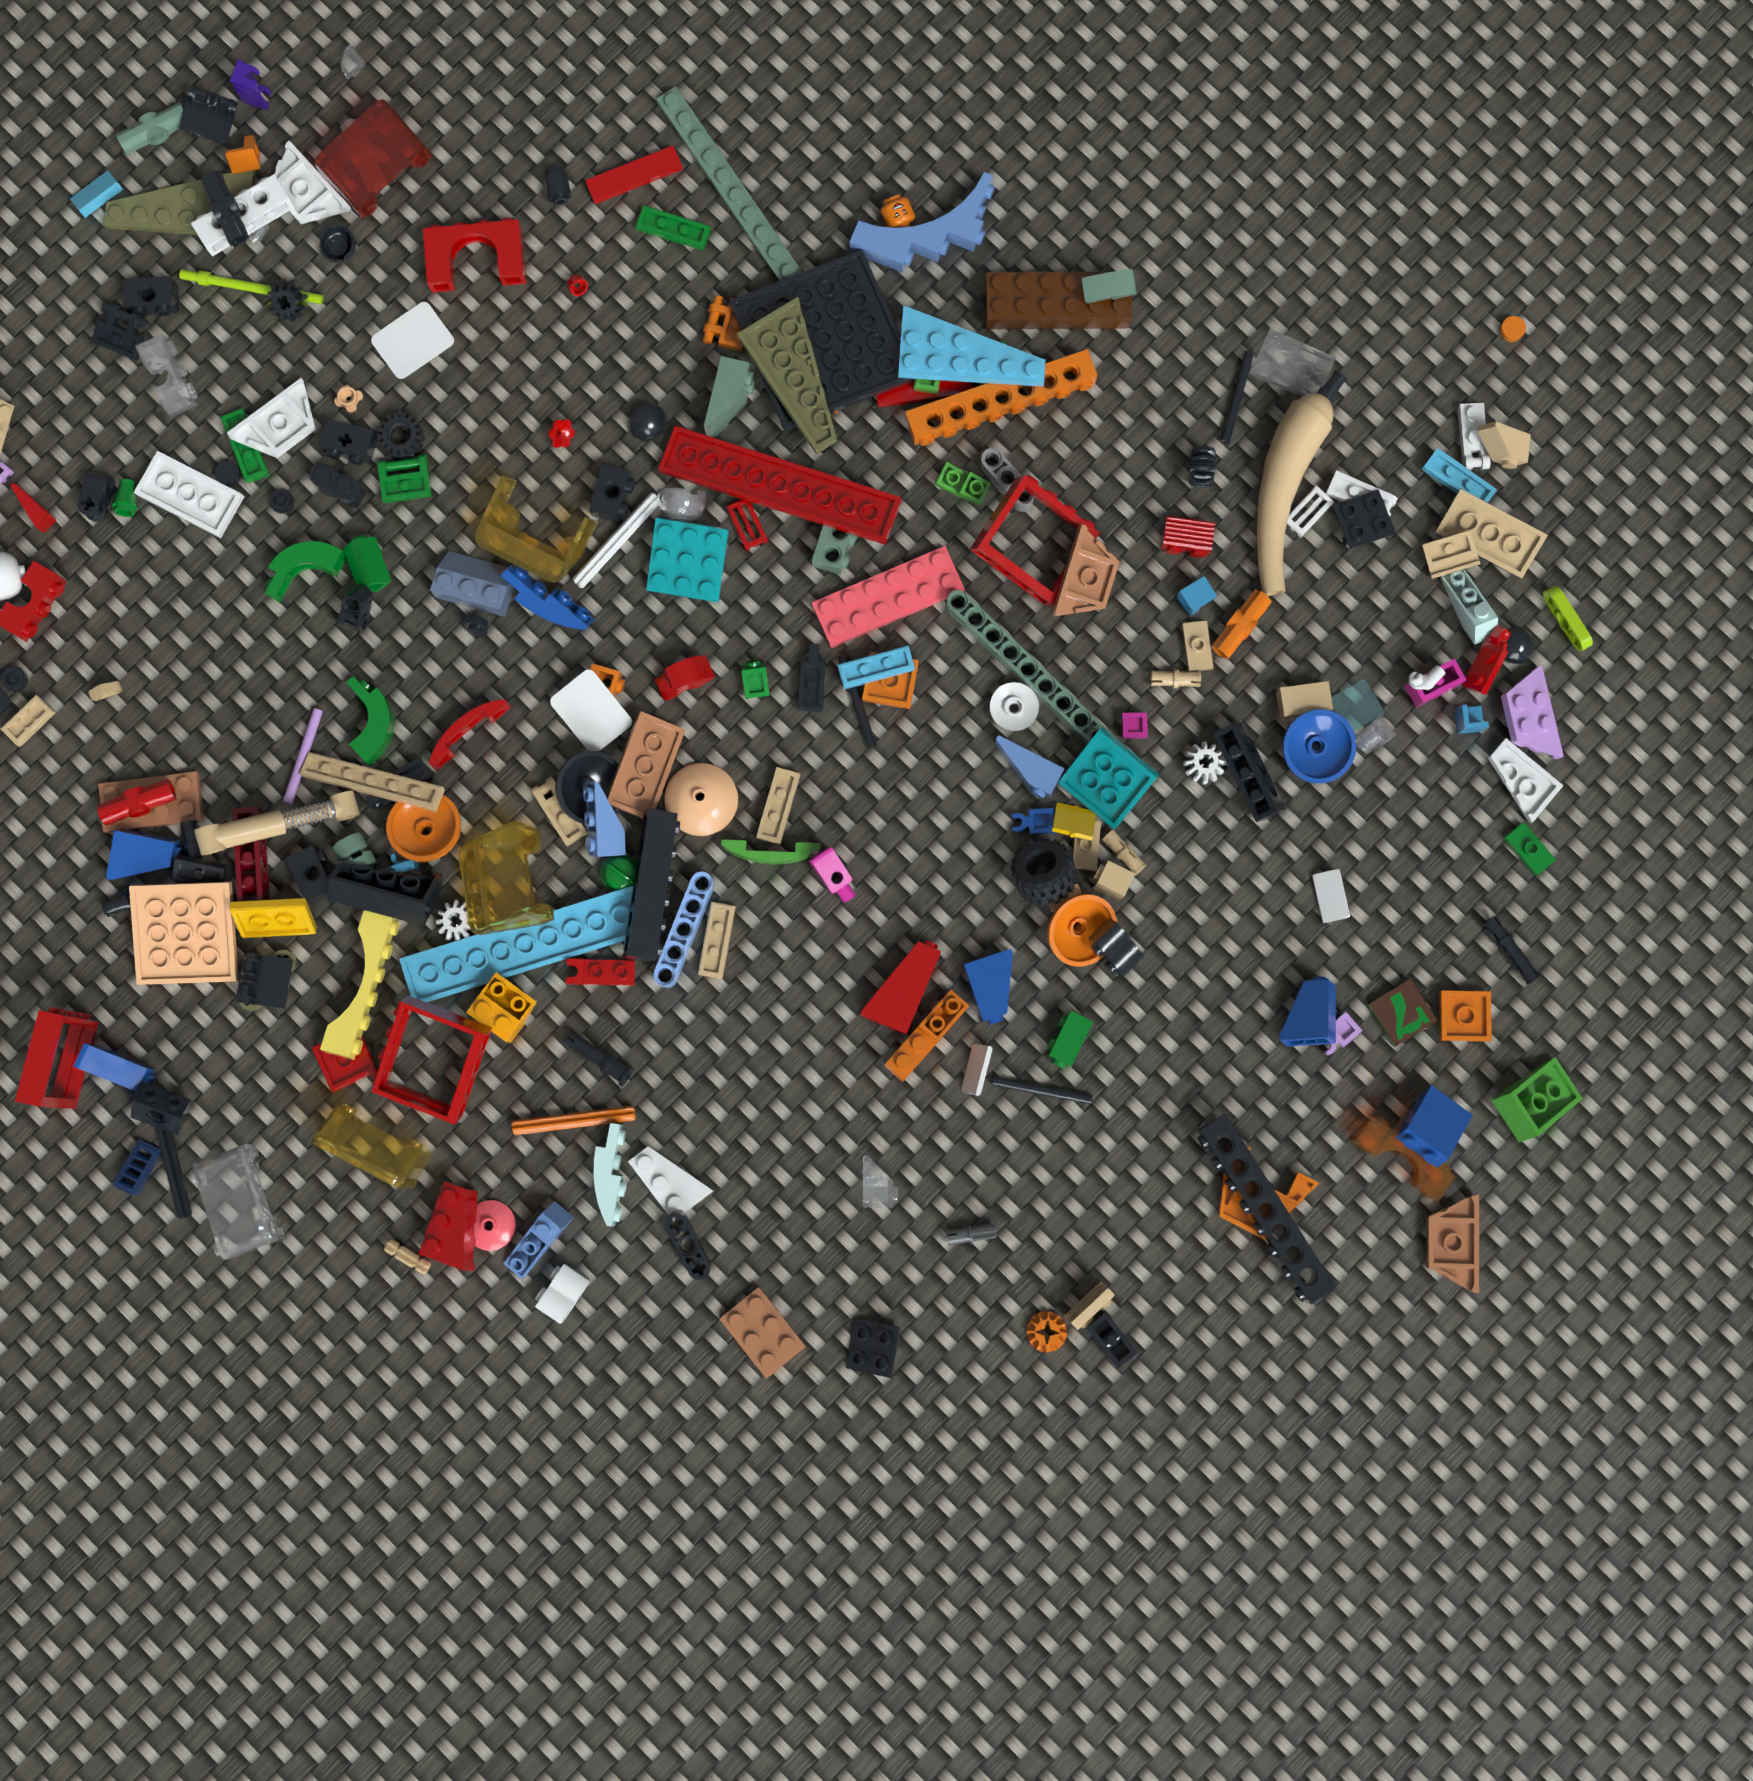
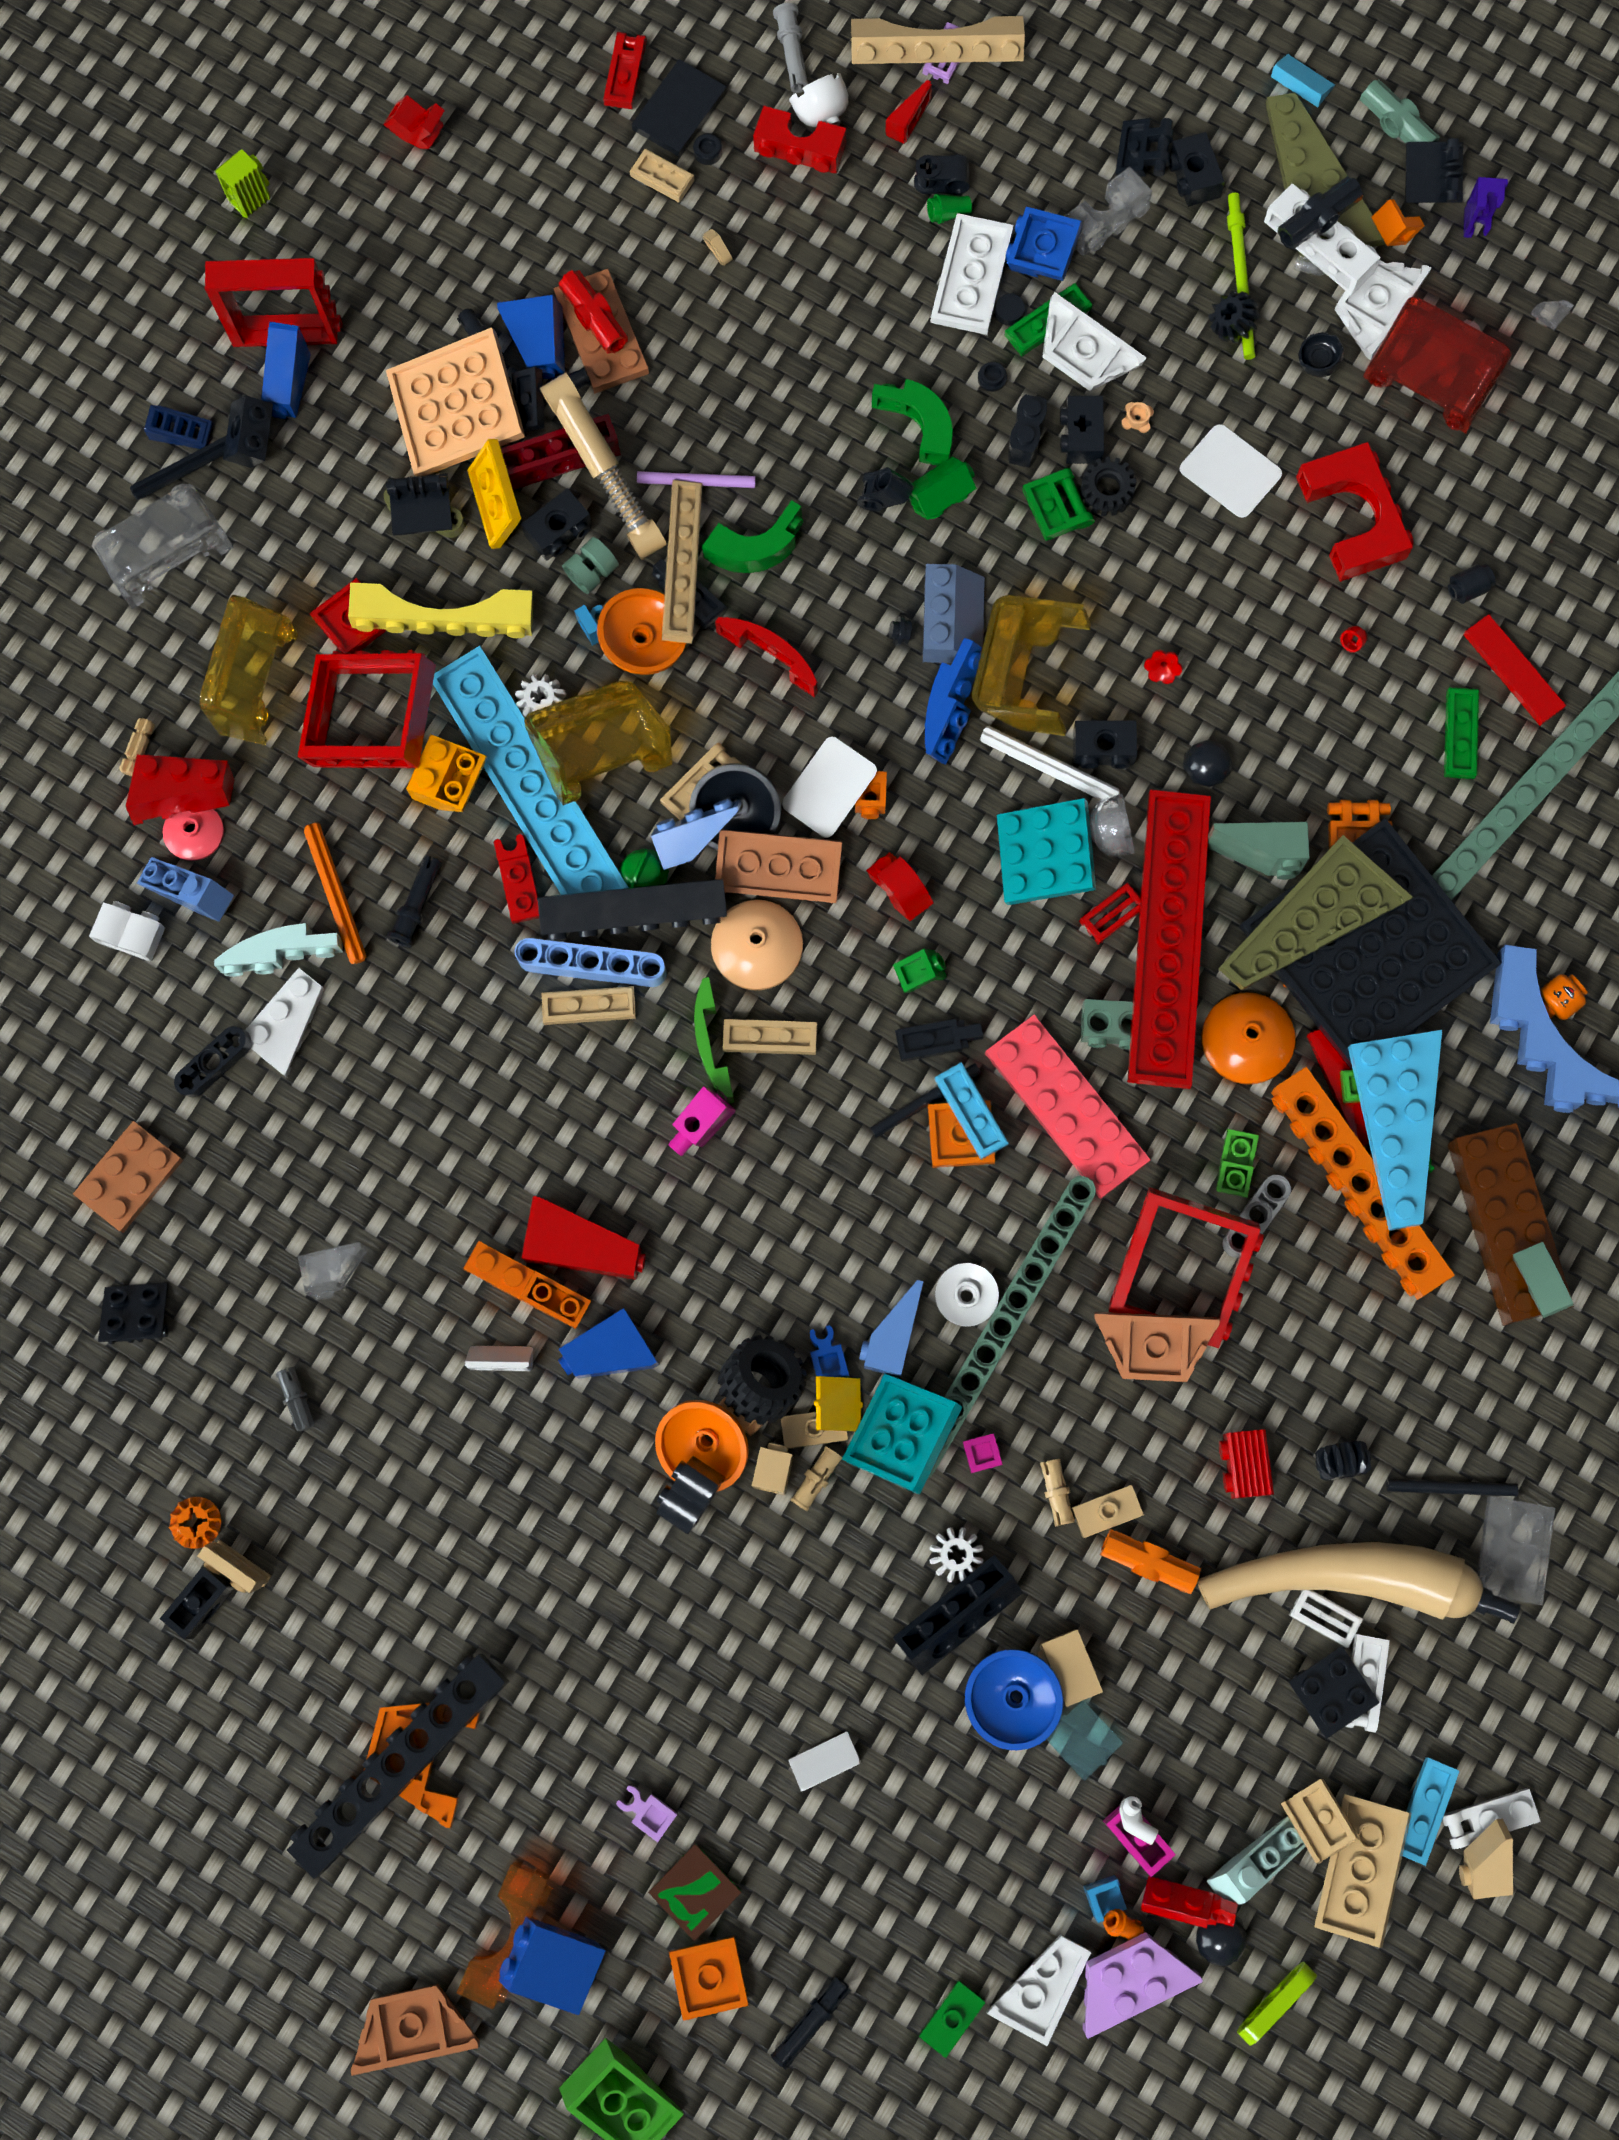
camera: 80 degrees right, 5 degrees down
(182, 430) = (1043, 244): none -> blue plate
(386, 892) = (551, 609): black wedge -> none
(874, 464) = (1246, 1058): none -> orange dish
(1042, 1090) = (493, 1446): black bar -> none
(1069, 1039) = (561, 1464): green brick -> none
(1196, 596) = (1171, 1493): dark azure panel -> none
(1312, 1015) = (662, 1770): blue slope -> none
(1375, 735) = (1048, 1771): clear piece -> none
(1492, 711) = (1119, 1924): none -> orange pin

